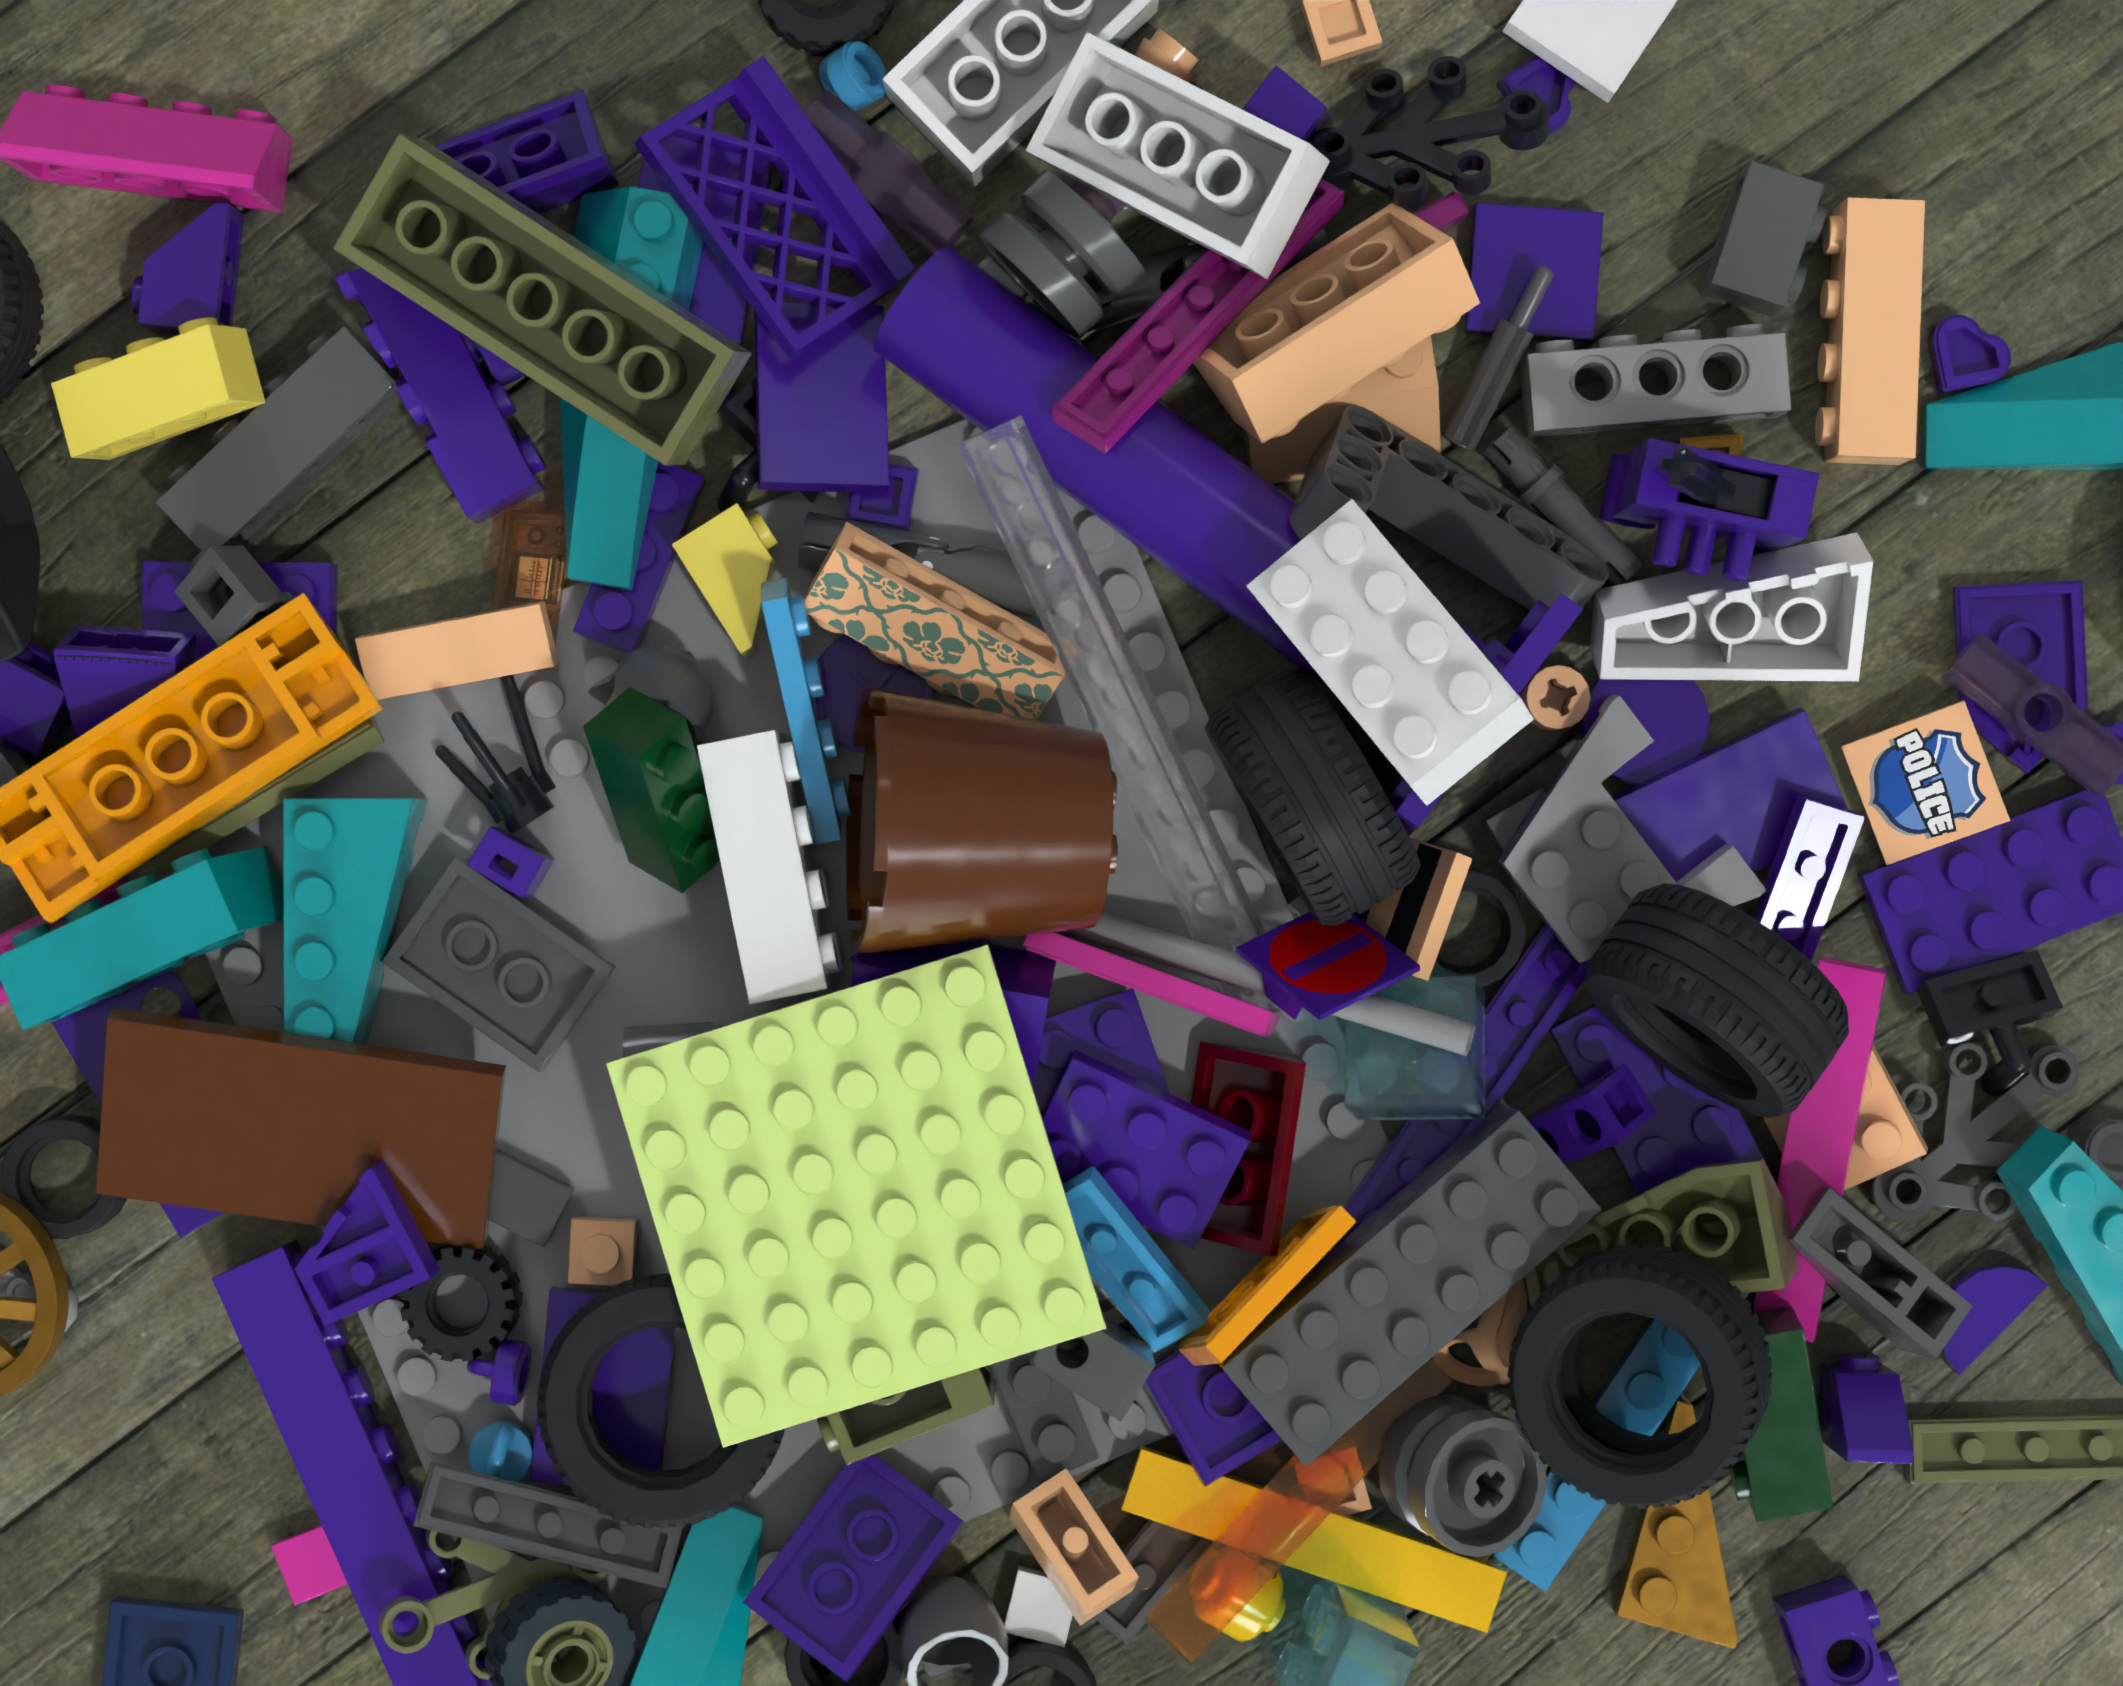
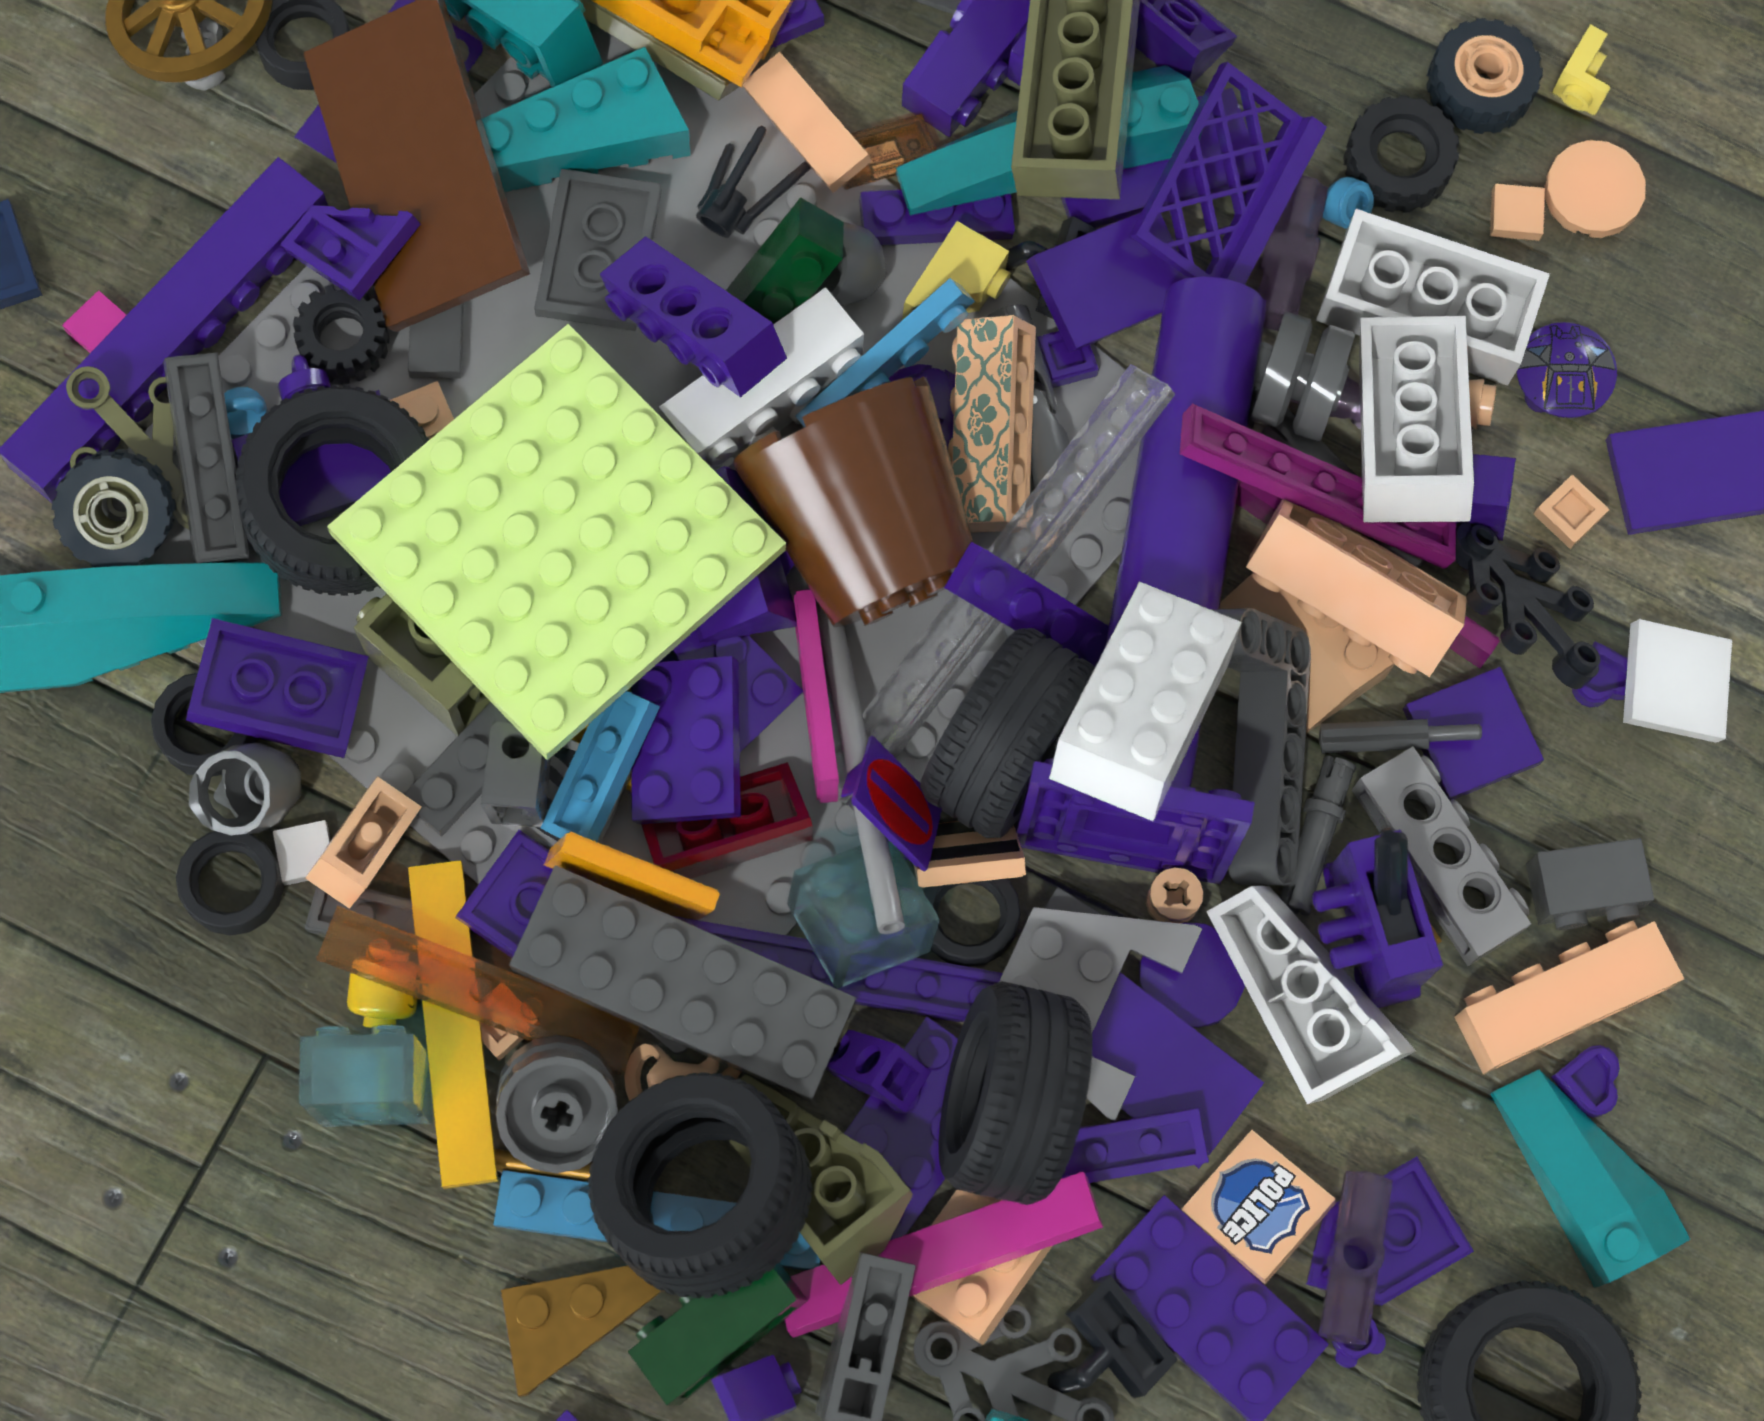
camera: 60 degrees right, 15 degrees down
(501, 844) = (676, 221): dark purple piece -> none
(745, 895) = (692, 317): none -> dark purple brick
(1178, 701) = (1025, 603): none -> dark purple plate

